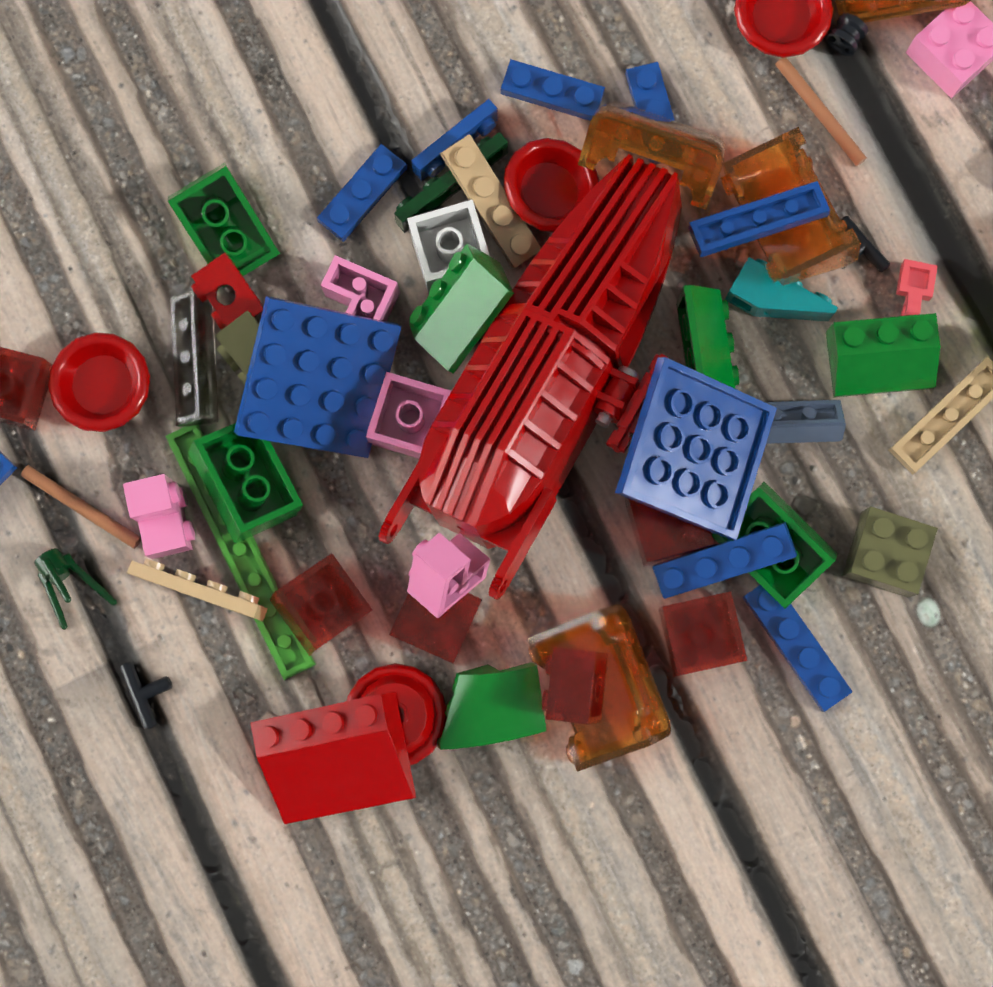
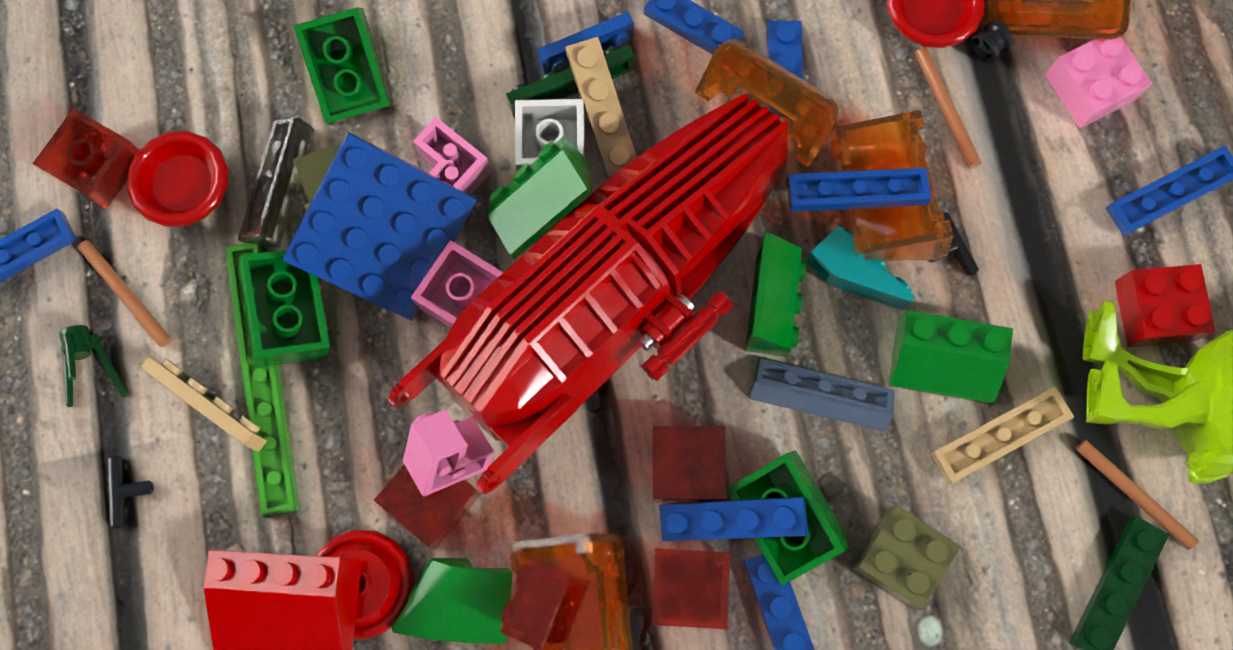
camera: 15 degrees right, 5 degrees down
(160, 514) = (193, 319): bright pink brick -> none
(220, 273) = (318, 108): red brick -> none
(320, 604) = (317, 450): clear red brick -> none
(362, 192) = (484, 70): blue plate -> none
(547, 182) = (659, 101): red piece -> none
(696, 449) = (731, 397): blue plate -> none
(916, 284) = (1000, 296): coral plate -> none

